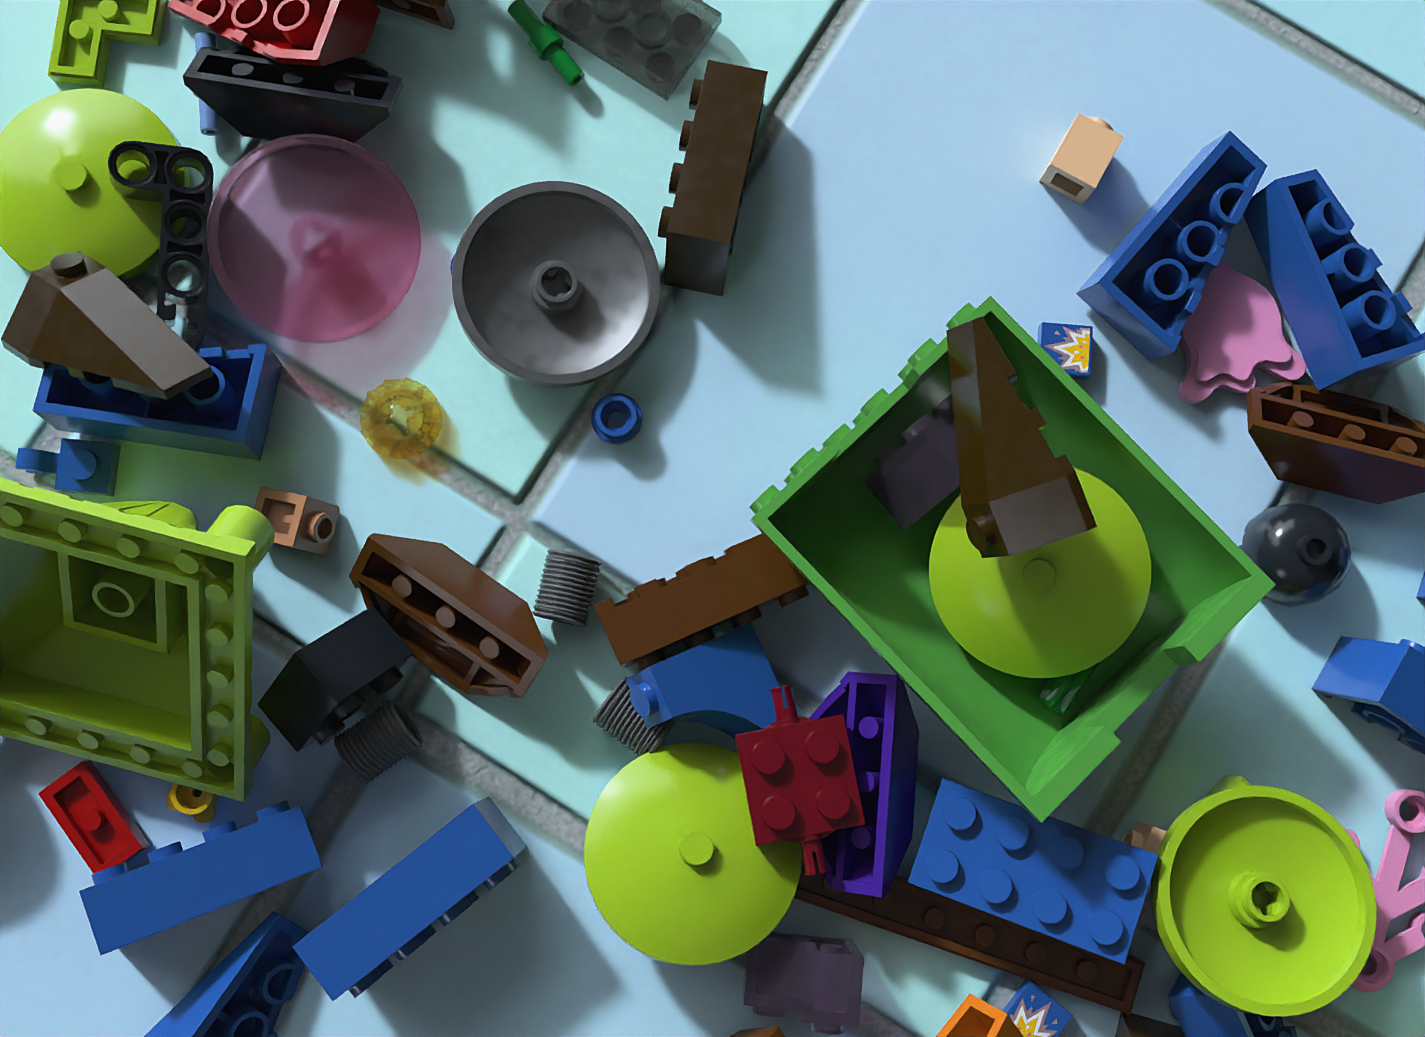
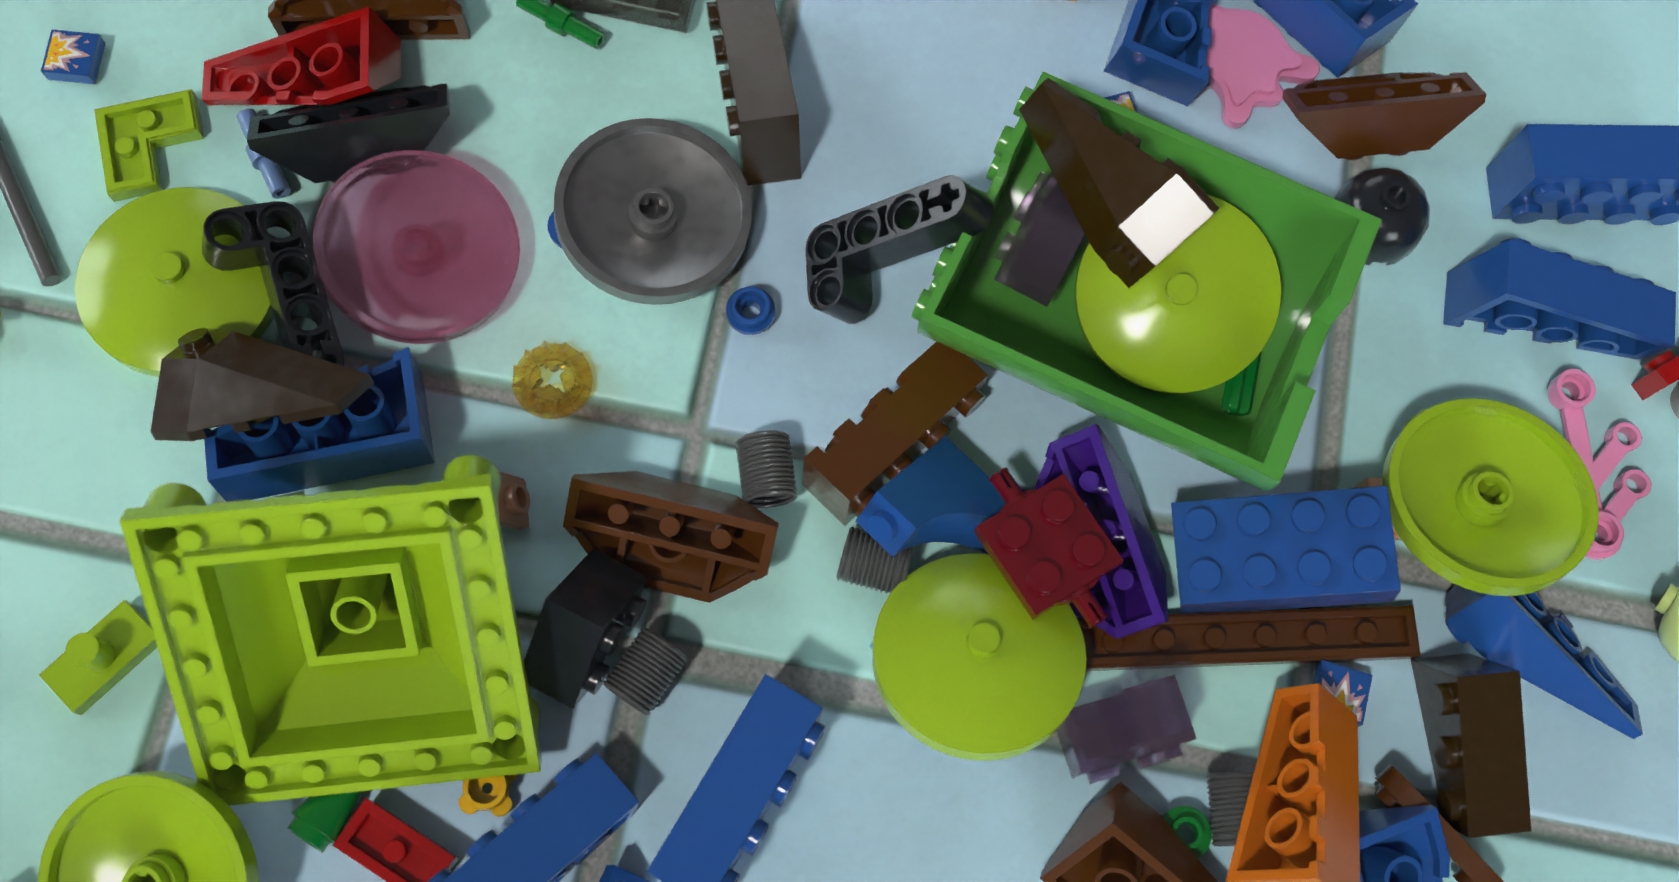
camera: 25 degrees left, 10 degrees down
(36, 766) = (323, 818): none -> green cone
(733, 395) = (885, 233): none -> black beam

